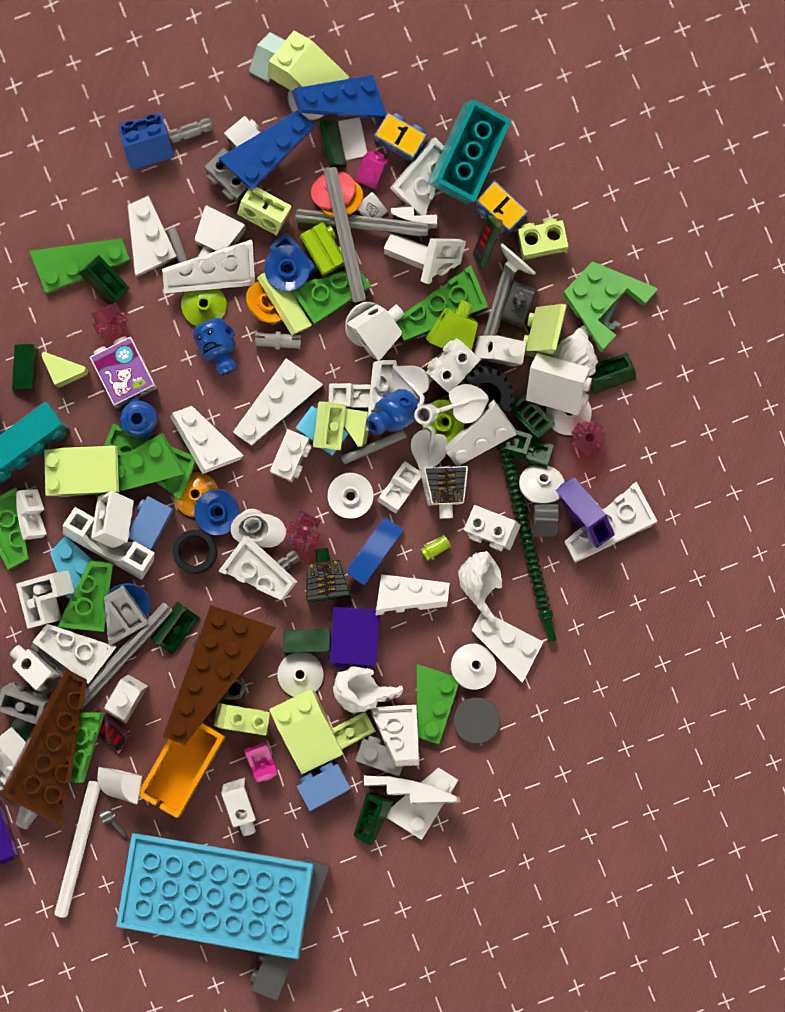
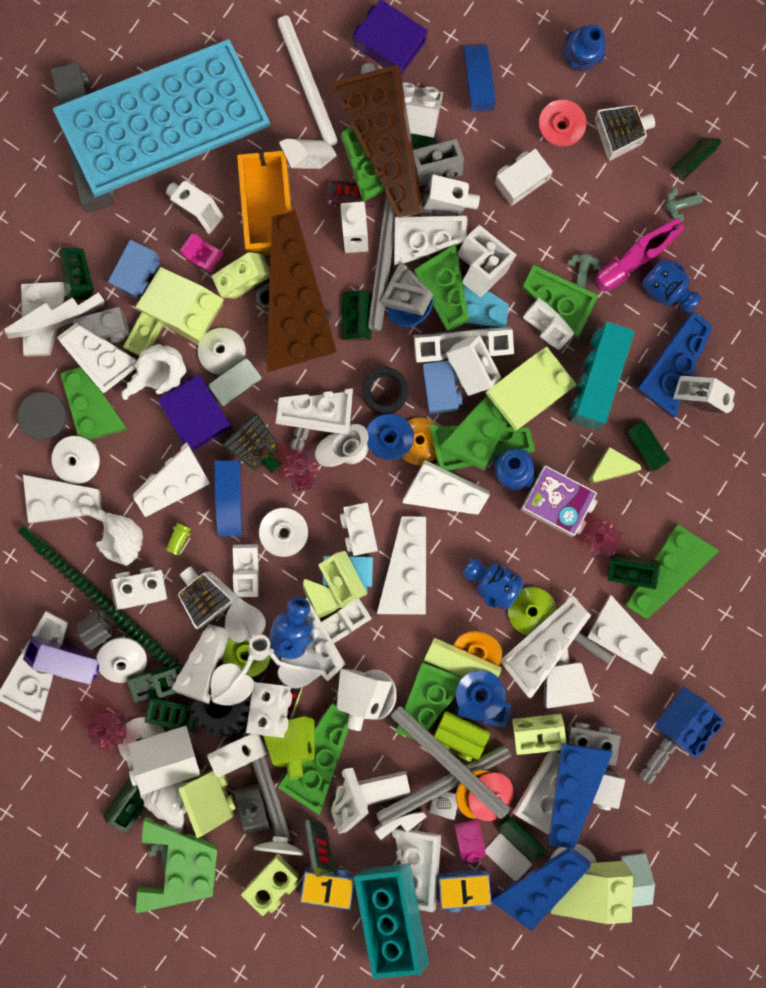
camera: 140 degrees right, 0 degrees up
(109, 816) = (299, 124): flat silver hand -> none
(277, 340) = (444, 625): light grey pin -> none
(296, 165) = (538, 798): none -> white wing
(374, 446) = (296, 586): light grey bar -> none

